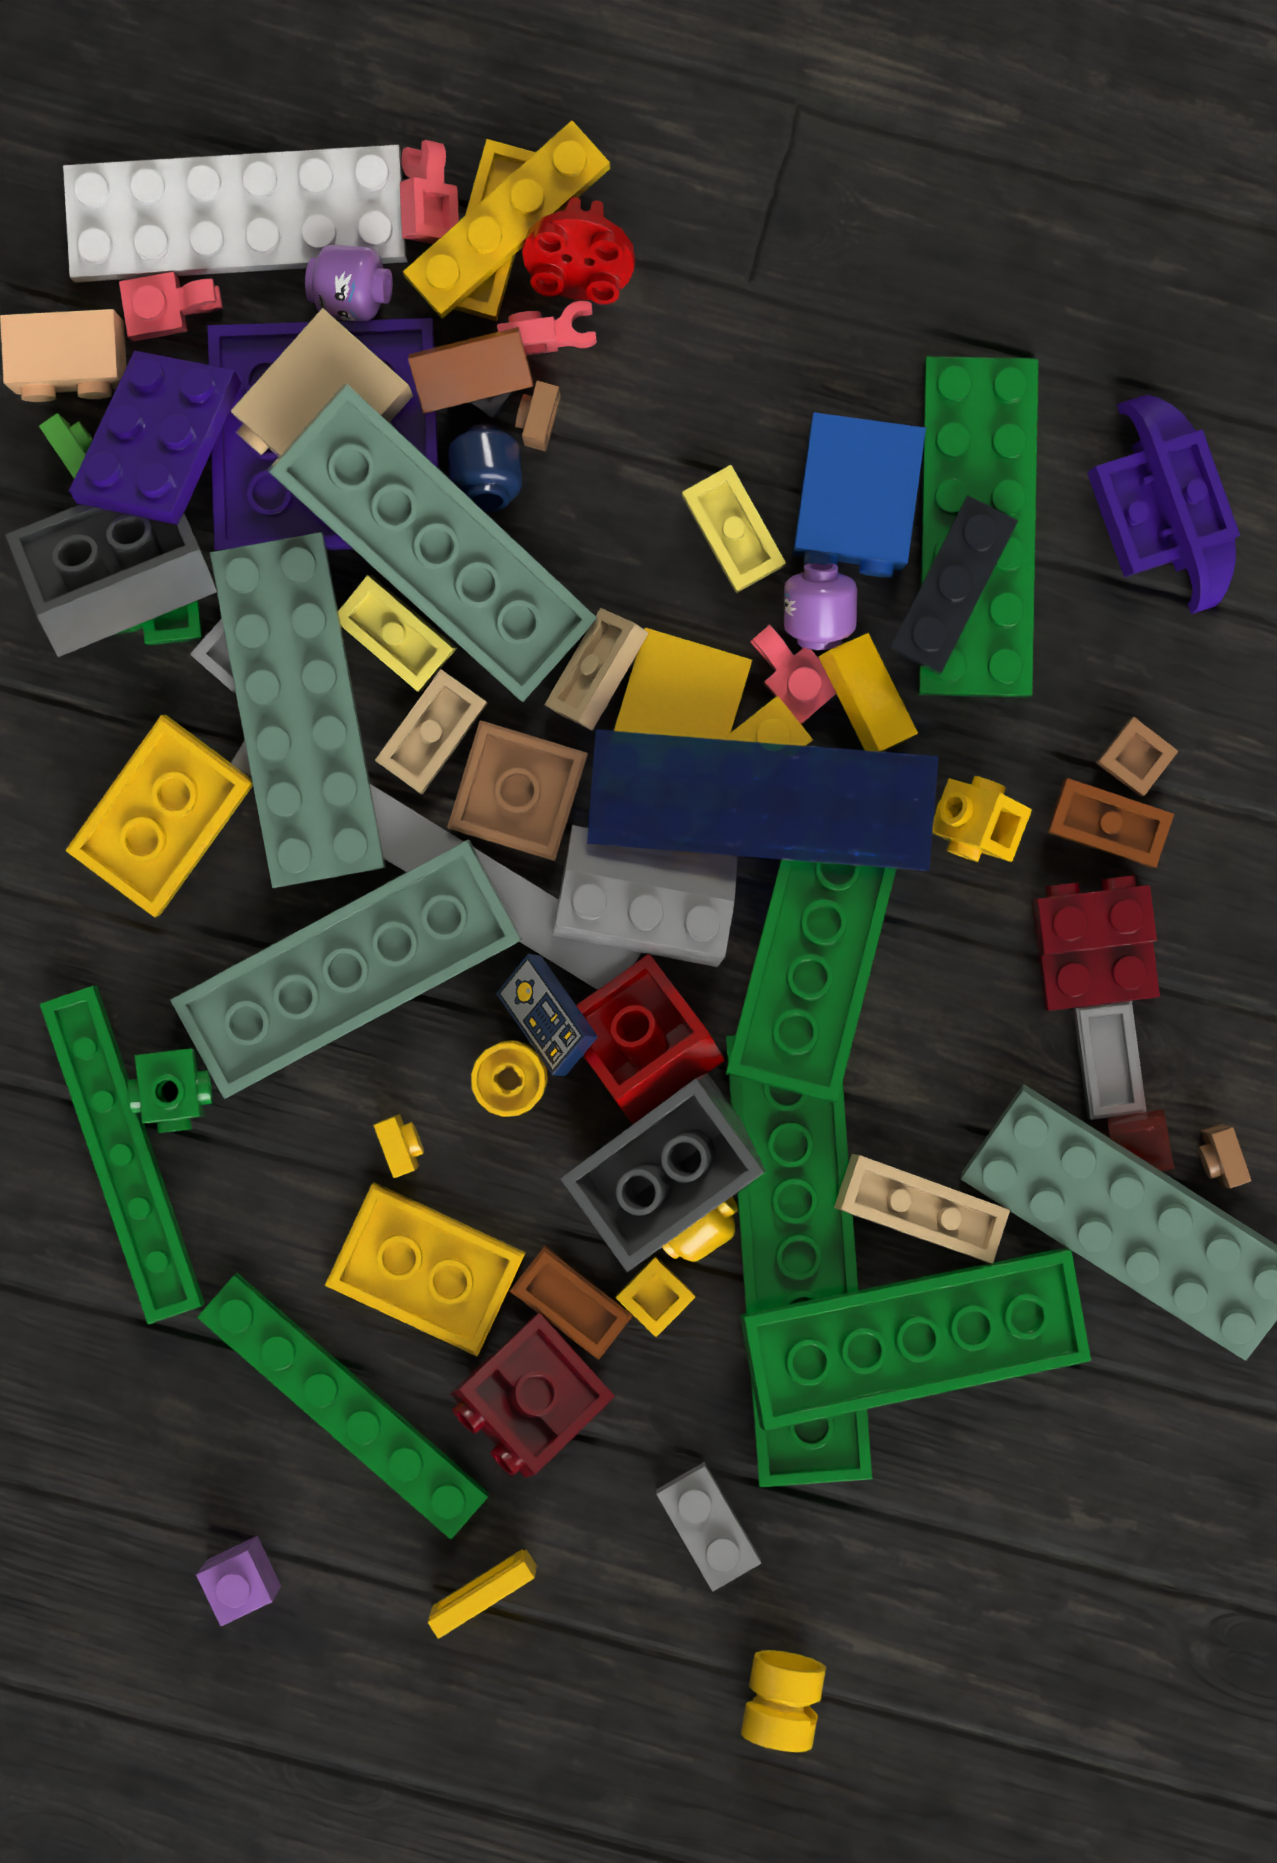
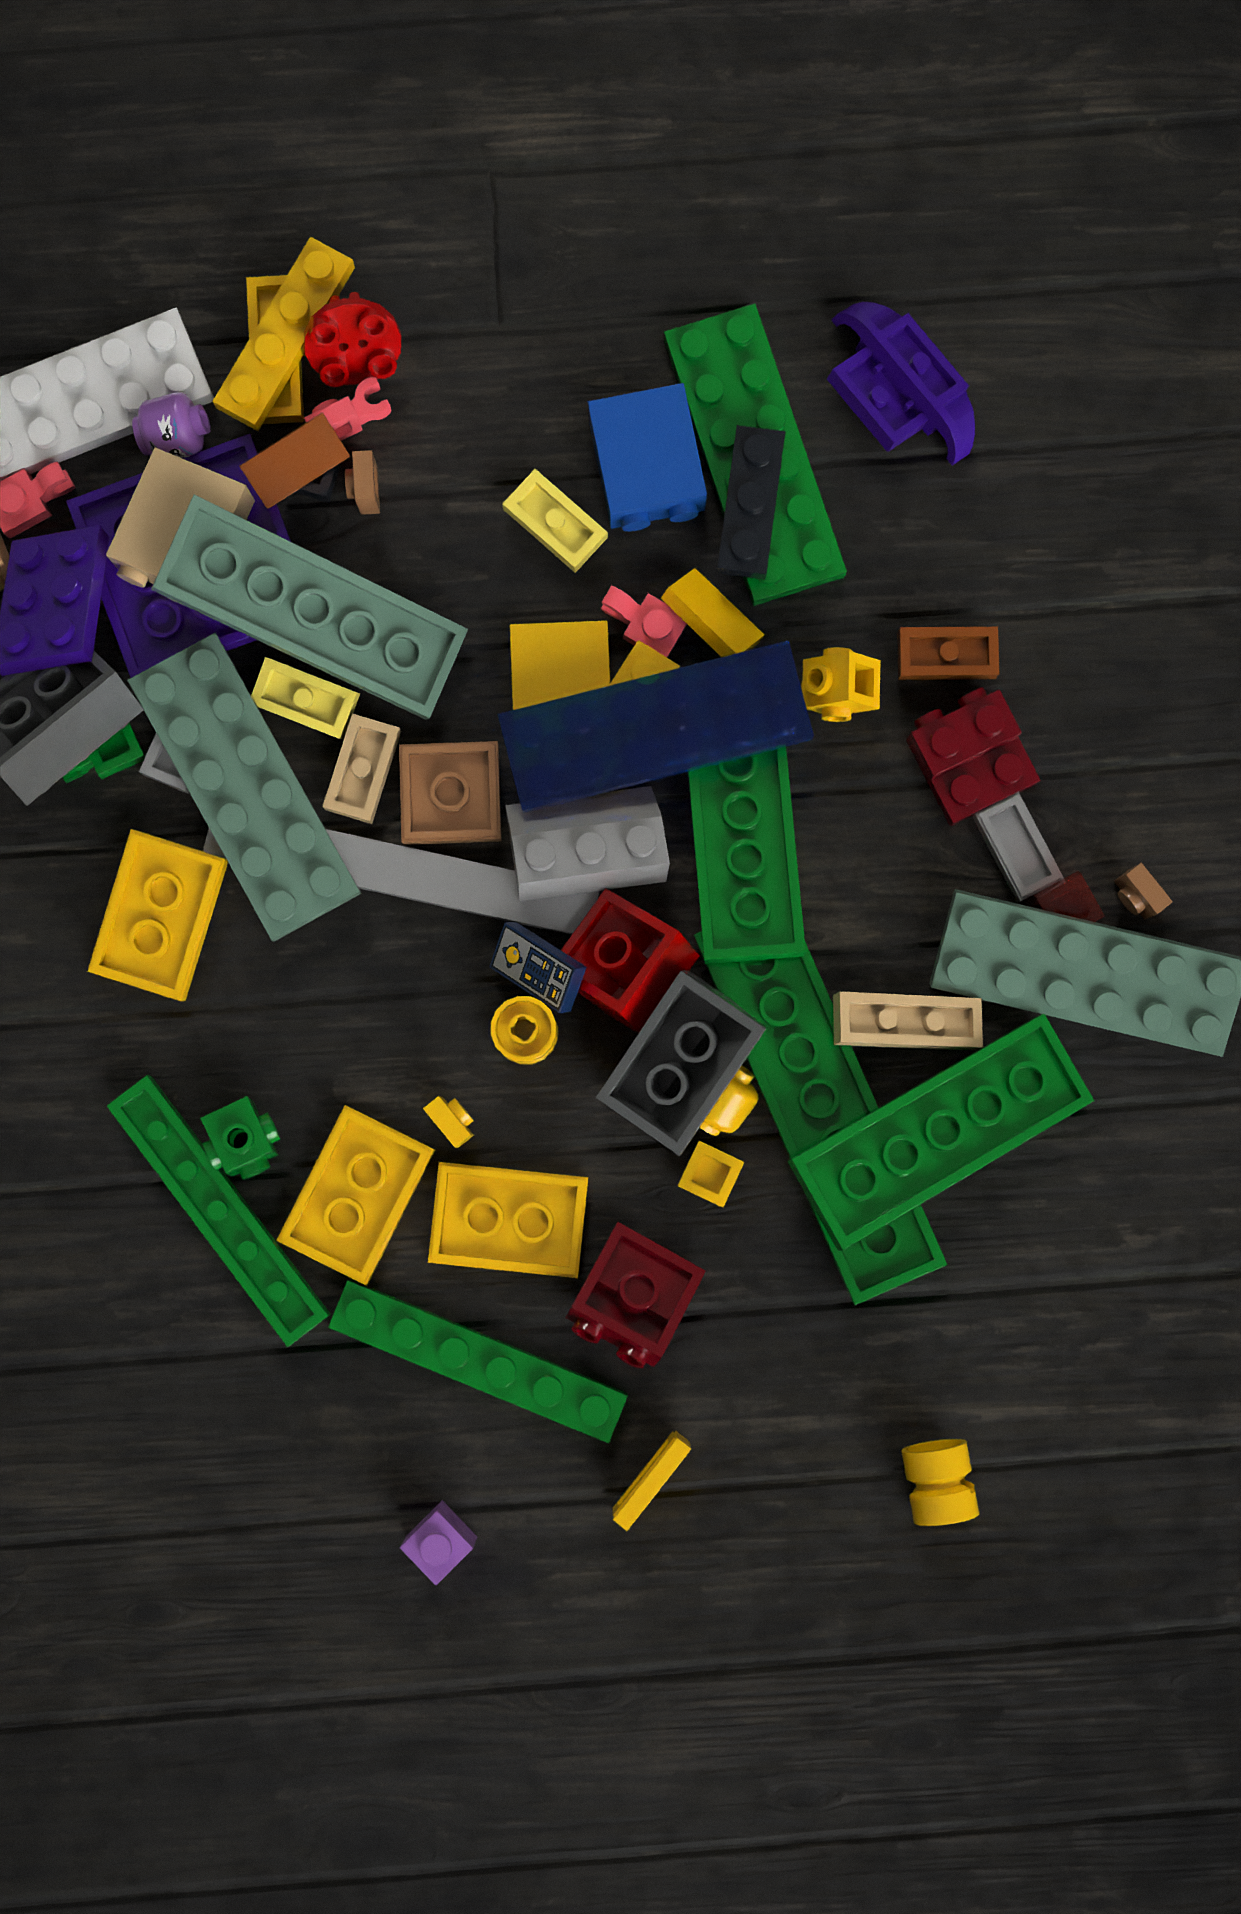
camera: 20 degrees left, 5 degrees down
(272, 1186) = (355, 1195): none -> yellow tile
(346, 969) = (356, 988): sand green plate -> none
(426, 202) = (212, 342): coral plate -> none
(486, 466) = (335, 534): dark blue head -> none
(571, 1302) = (641, 1205): dark orange tile -> none
(596, 668) = (481, 670): tan plate -> none
(708, 1526) = (823, 1356): light grey plate -> none
(820, 606) = (648, 557): medium lavender head -> none
(1137, 757) = (950, 592): medium nougat plate -> none

